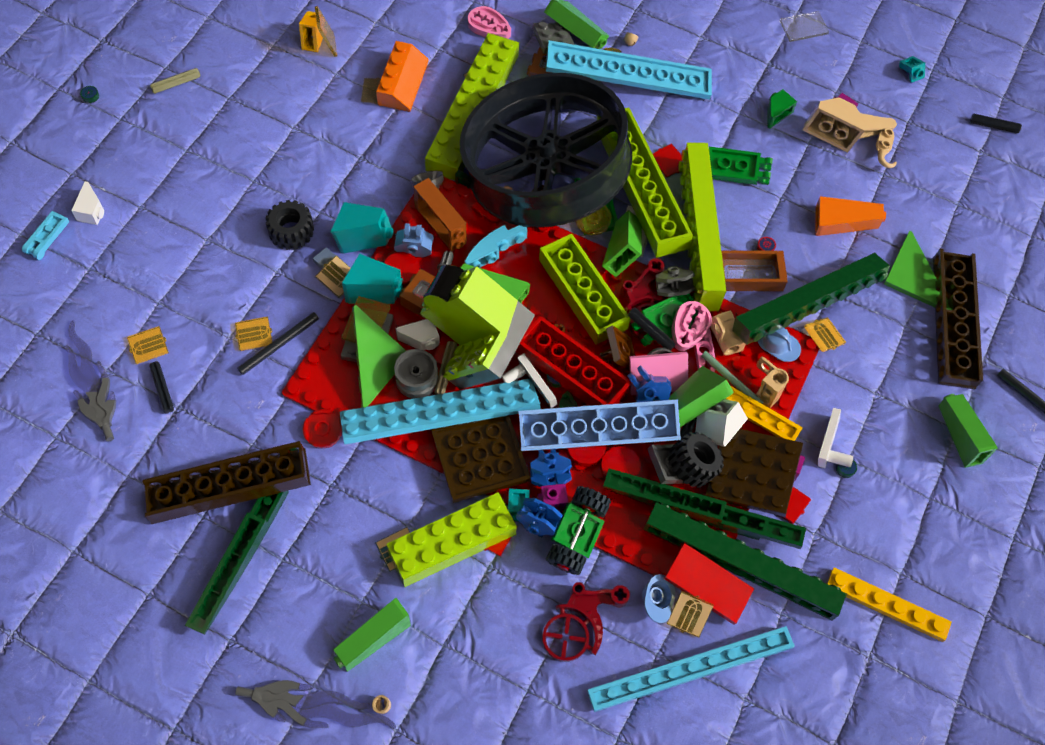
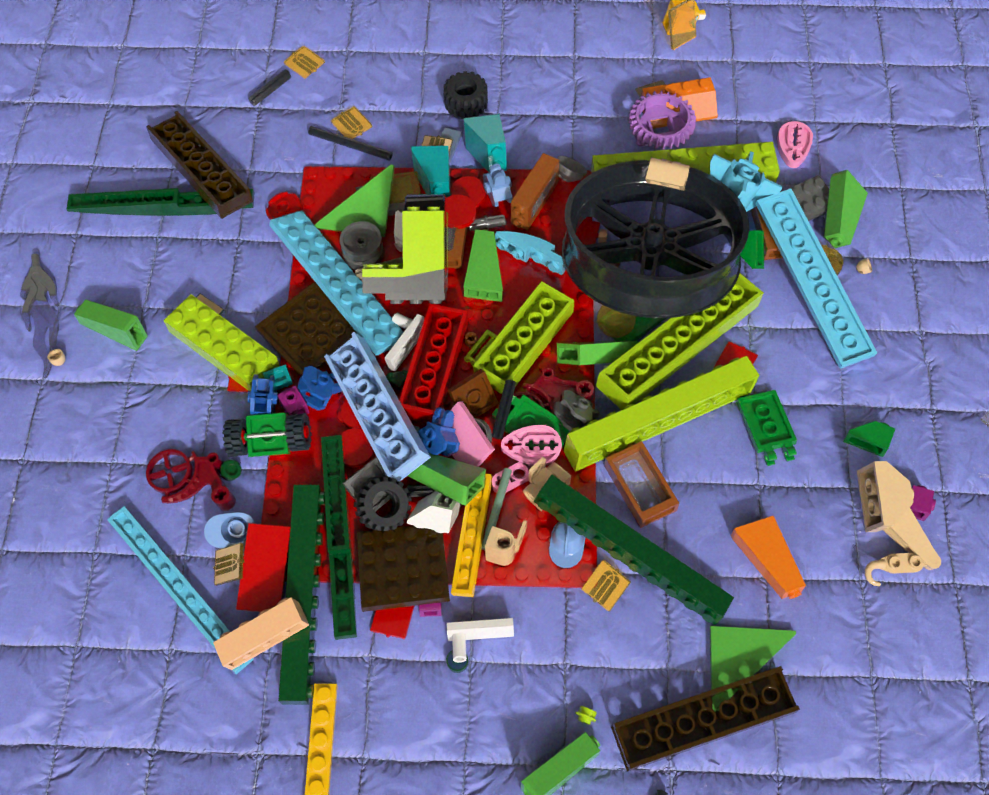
camera: 70 degrees right, 0 degrees up
(99, 408) = (238, 57): piece -> none
(422, 277) = (460, 211): none -> red tile
(427, 88) = (680, 123): none -> medium lavender piece
(503, 103) = (667, 173): none -> tan piece
(523, 64) = (743, 179): none -> medium azure brick
(586, 335) = (468, 358): none -> lime tile
(591, 580) = (230, 470): none -> dark green tile
(766, 244) = (684, 490): tile -> none
(778, 603) = (260, 633): none -> light nougat brick
(925, 395) = (586, 715): none -> lime plate

